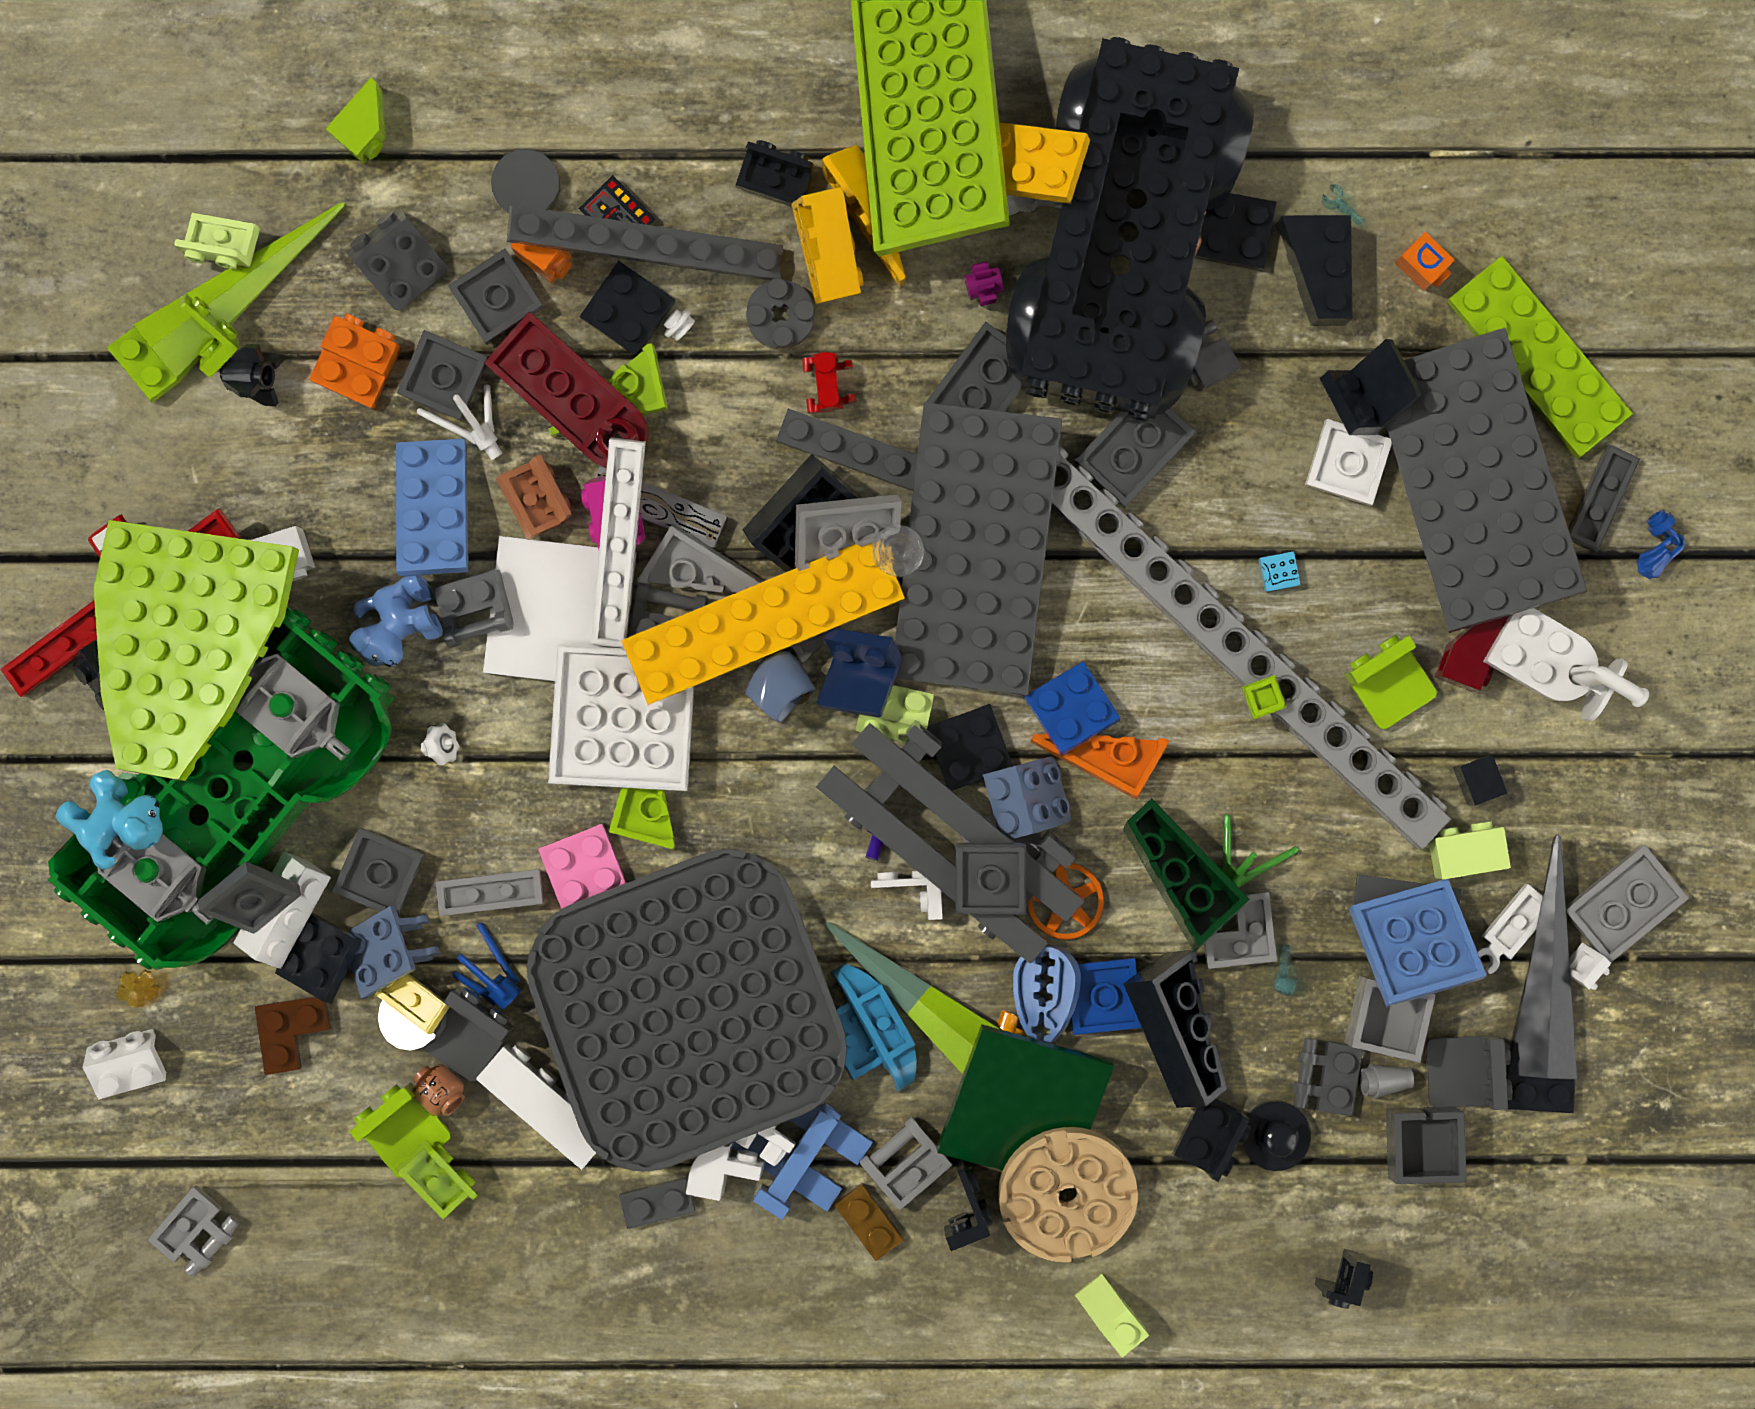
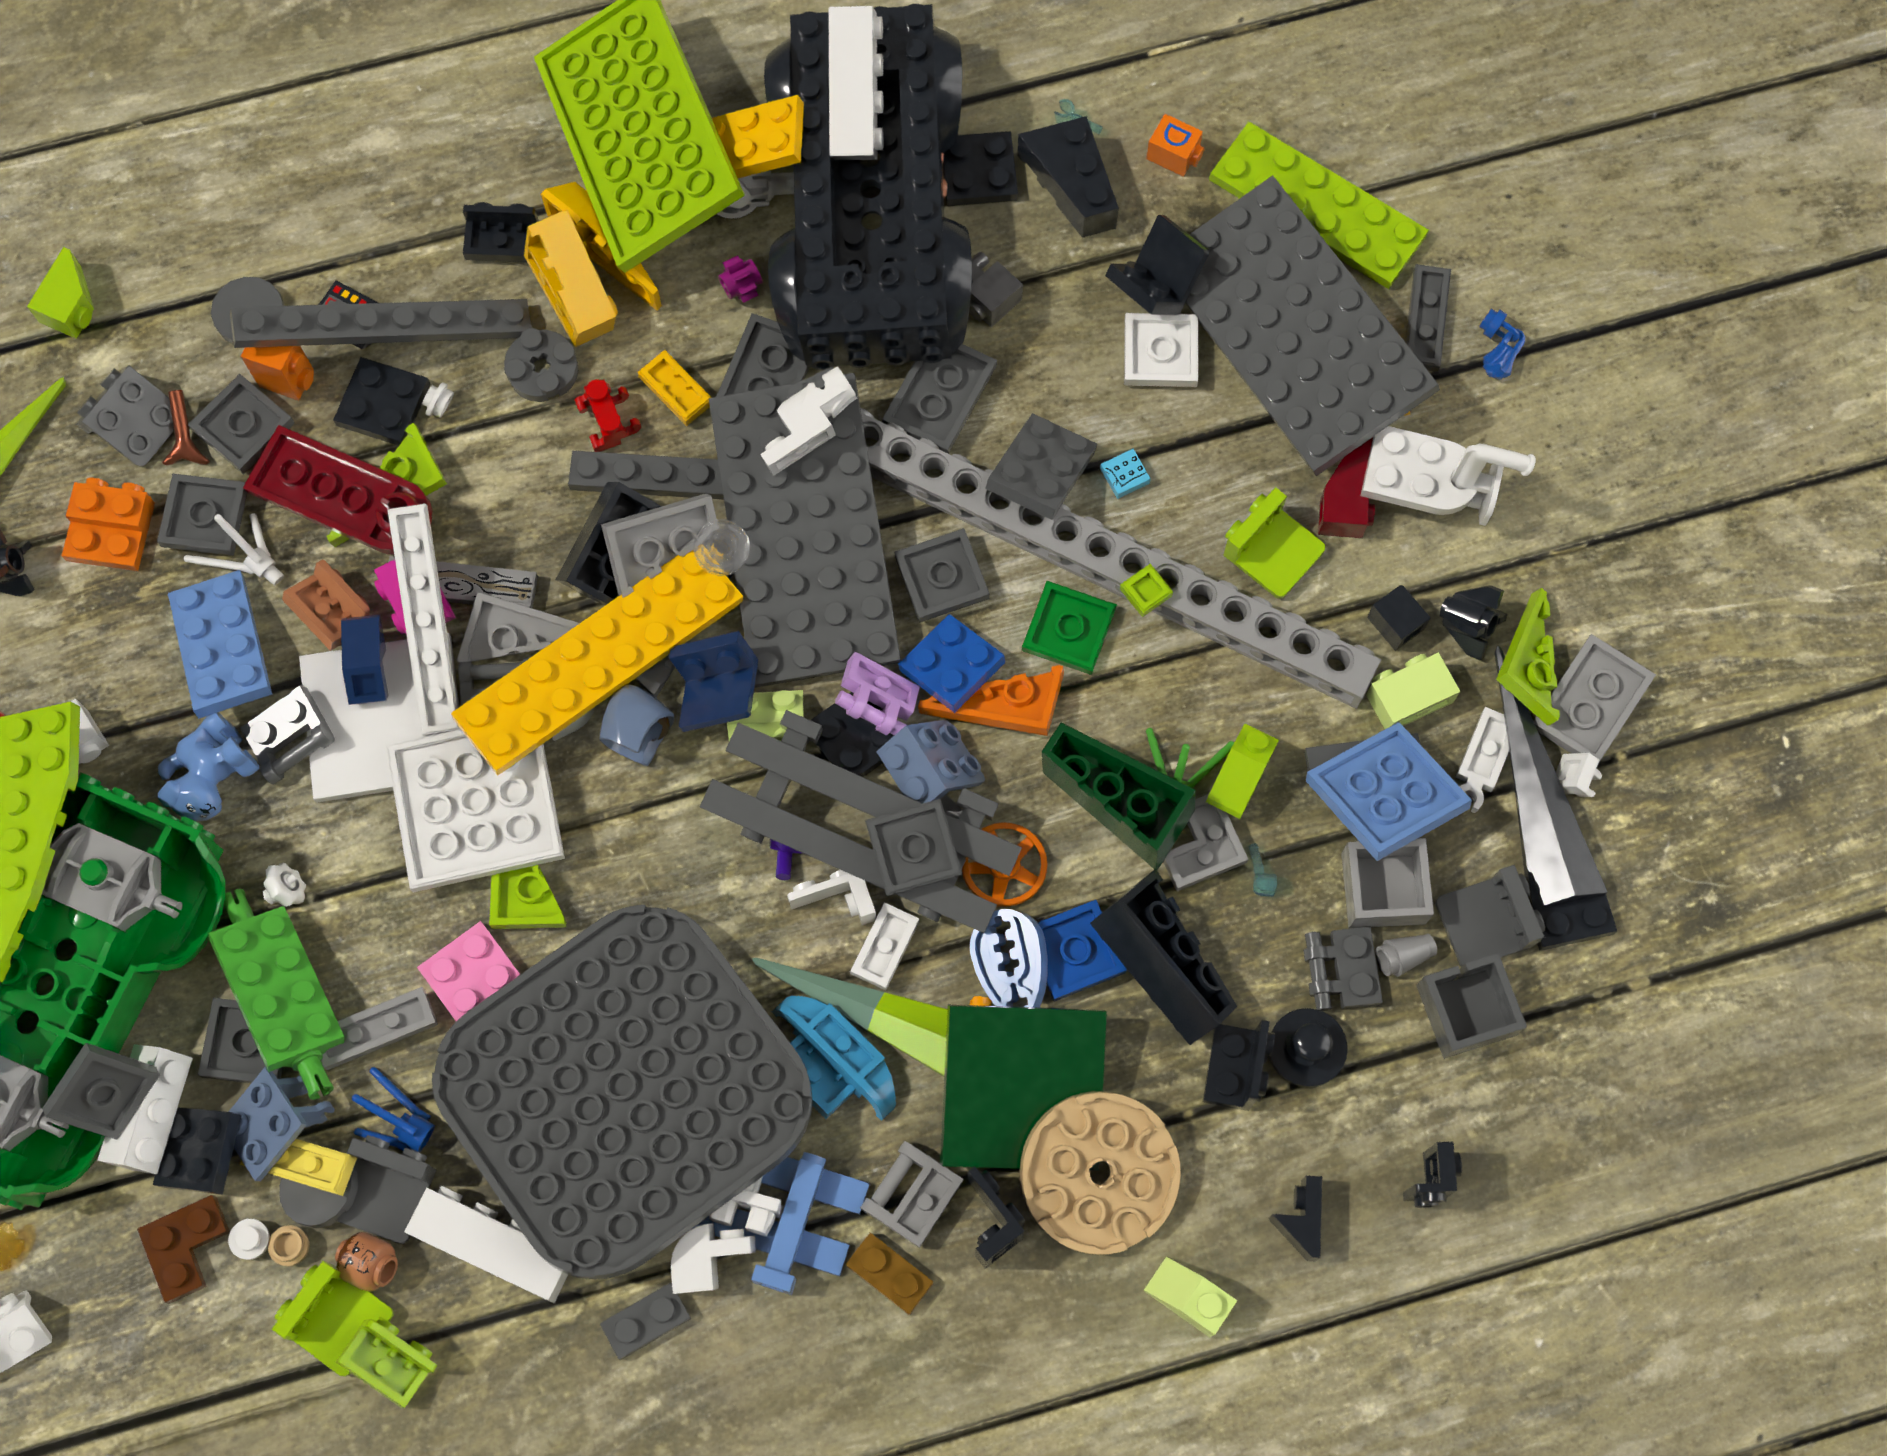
camera: 10 degrees left, 15 degrees down
(345, 1041) = (249, 1239): none -> white plate
(377, 1056) = (288, 1245): none -> tan plate
(414, 839) = (277, 991): none -> bright green plate
(439, 303) = (183, 447): none -> copper piece
(555, 560) = (362, 659): none -> dark blue slope
(896, 373) = (675, 387): none -> yellow plate
(942, 945) = (885, 946): none -> white plate
(1002, 715) = (881, 687): none -> lavender plate
(1008, 450) = (807, 417): none -> white plate
(1086, 623) = (942, 575): none -> dark grey plate
(1142, 134) = (854, 83): none -> white brick
(1185, 702) = (1069, 627): none -> green tile
(1206, 549) = (1041, 466): none -> dark grey plate
(1226, 1286) = (1304, 1230): none -> black slope
(1296, 883) = (1242, 771): none -> lime slope
(1545, 800) = (1473, 616): none -> black brick
(1580, 859) = (1531, 660): none -> lime wing

